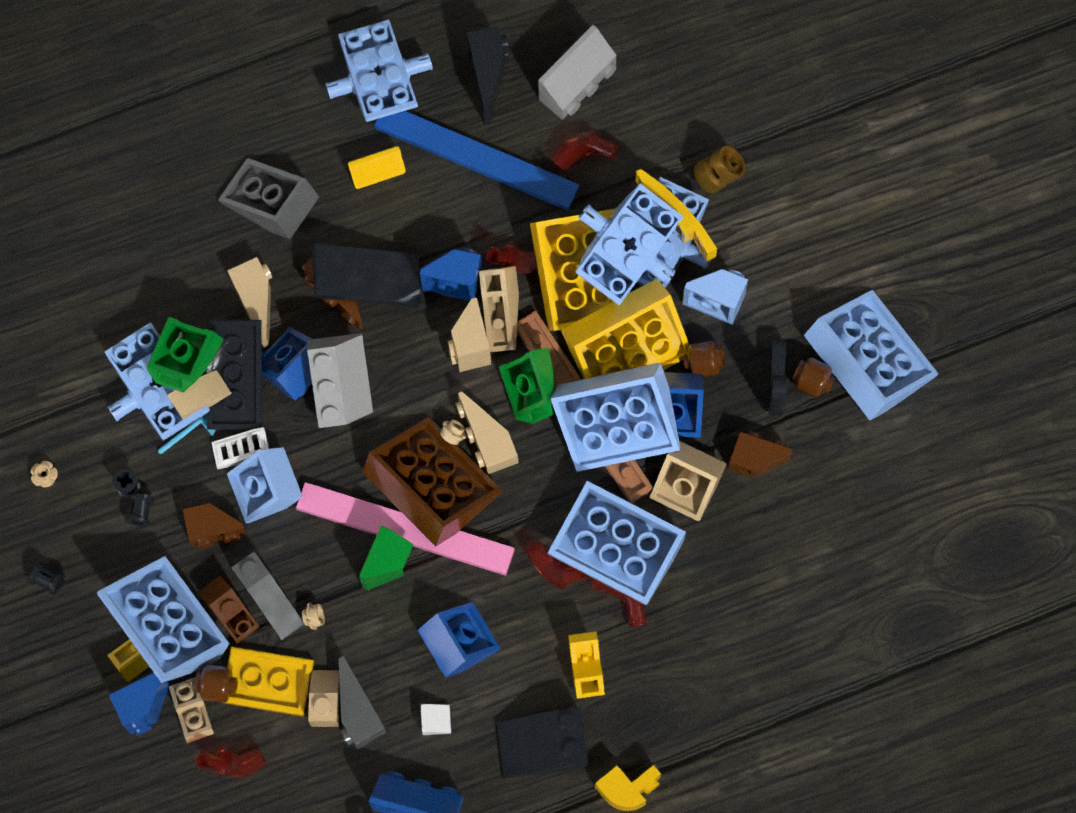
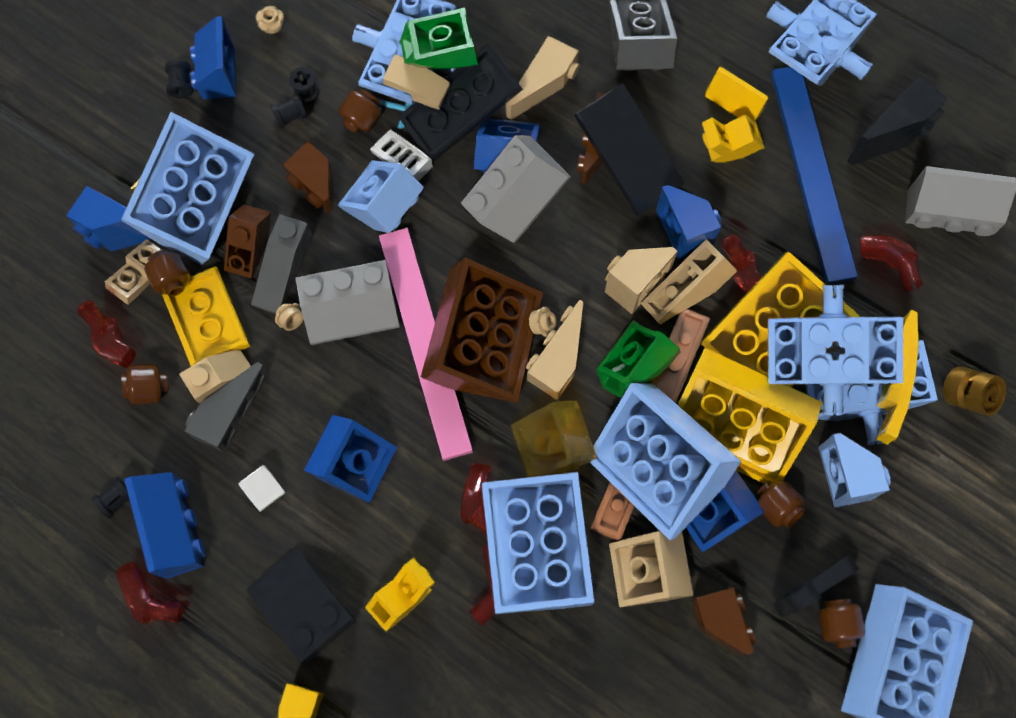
camera: 55 degrees right, 0 degrees up
(55, 540) = (214, 61): none -> blue slope
(181, 455) = (359, 111): none -> reddish brown head
(291, 757) = (143, 384): none -> reddish brown head
(334, 564) = (347, 302): none -> light grey slope
(385, 559) = (376, 338): green slope -> none
(410, 195) = (731, 140): none -> yellow brick
(548, 485) = (553, 440): none -> clear yellow slope

